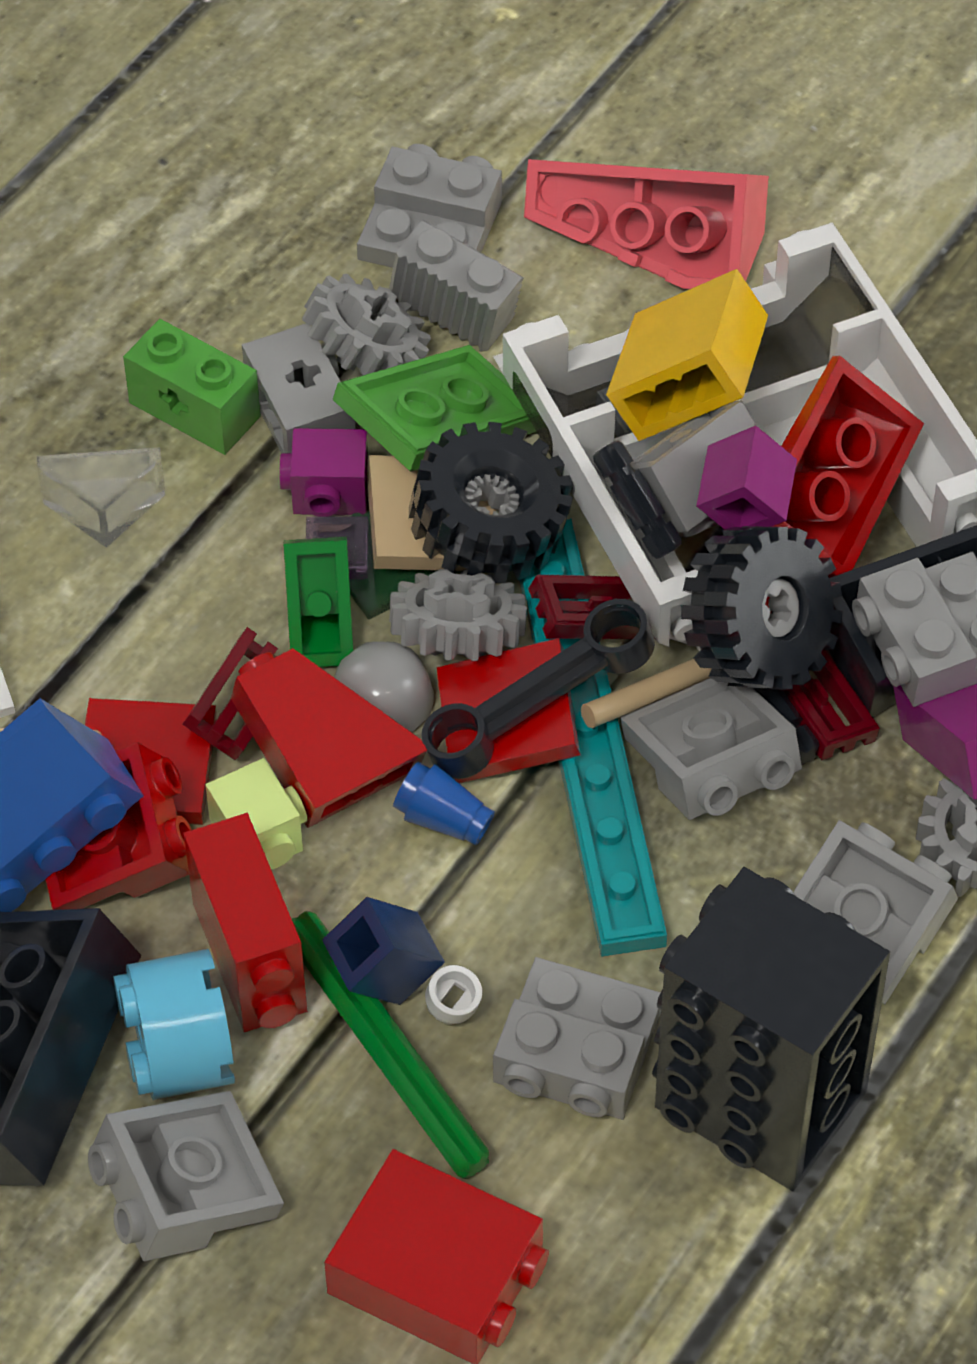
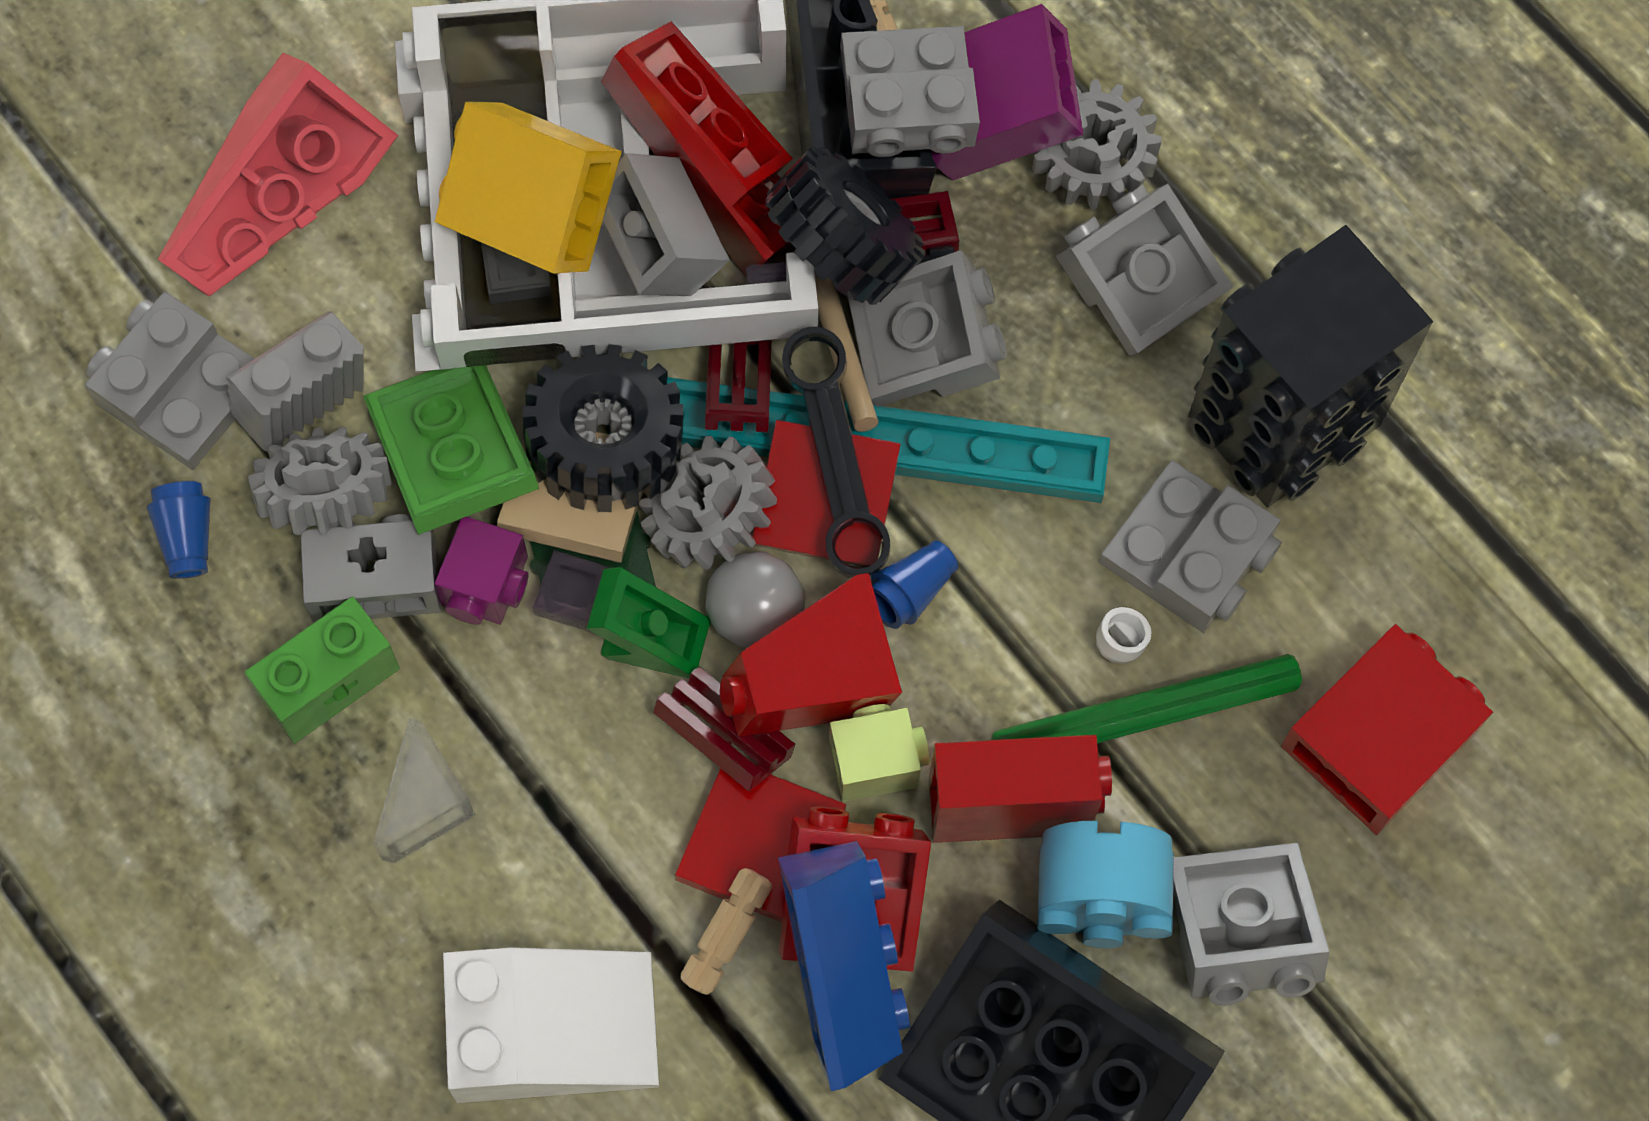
camera: 75 degrees left, 15 degrees up
(293, 258) = (182, 527): none -> blue cone
(383, 951) = (1073, 678): dark blue brick -> none
(637, 499) = (689, 287): black axle -> none
(746, 480) = (722, 182): magenta brick -> none

